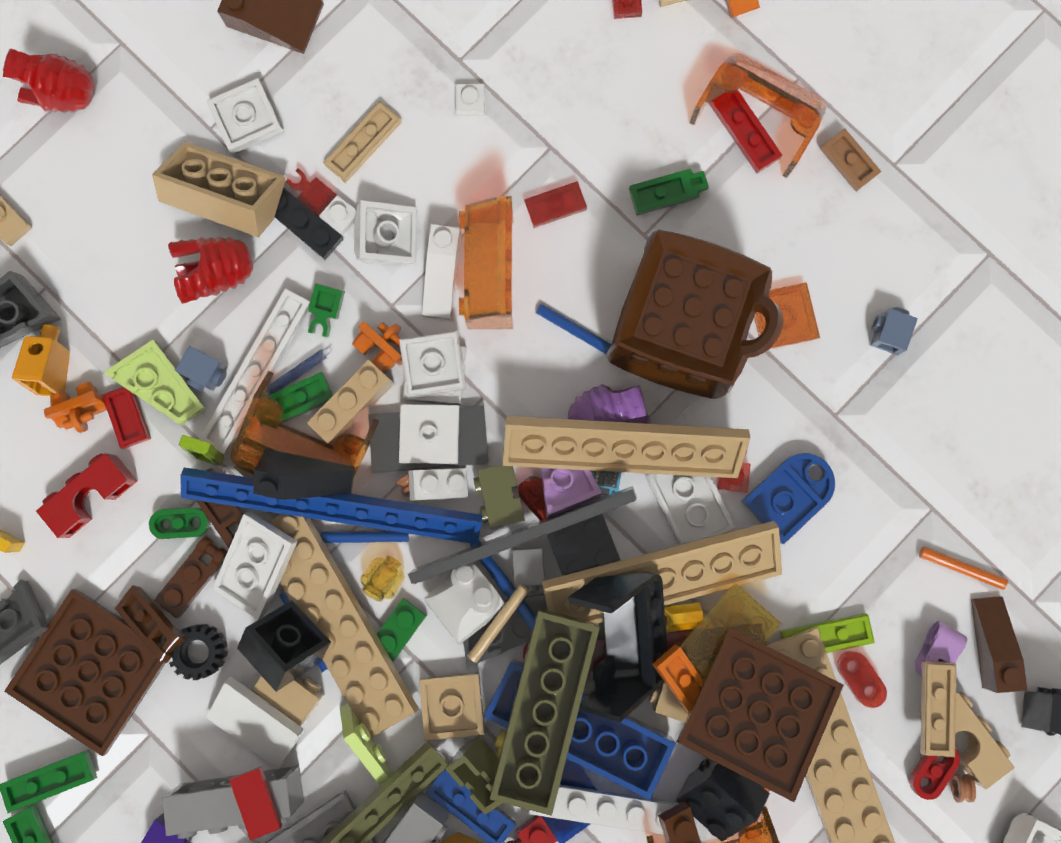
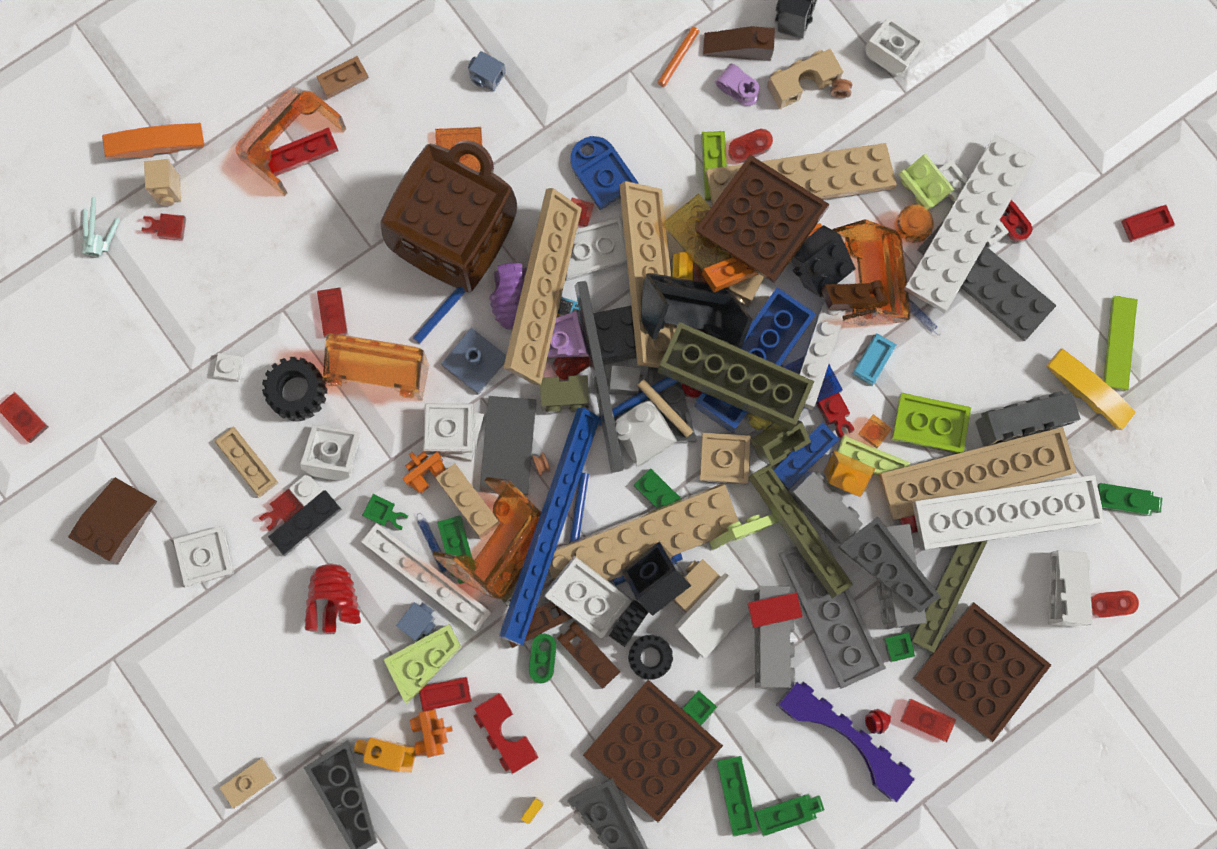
camera: 90 degrees left, 5 degrees down
(53, 81) = (141, 710): red hair -> none
(145, 720) = (699, 707): none -> green plate
(149, 623) = (620, 691): reddish brown plate -> none
(201, 450) = (486, 626): lime tile -> none
(219, 188) = (265, 583): tan slope -> none
(226, 619) = (628, 623): none -> black tyre
(297, 476) = (523, 541): black slope -> none
(382, 578) = (615, 497): clear yellow head -> none
(429, 434) = (504, 441): white plate -> none
(438, 484) = (546, 440): white plate -> none
(441, 271) = (371, 412): white slope -> none
(452, 155) = (281, 375): none -> black tyre
(524, 381) = (474, 361): none -> sand blue tile
(667, 190) = (339, 222): green hinge -> none
(936, 771) = (827, 105): red plate -> none
(938, 708) = (779, 93): tan tile -> none

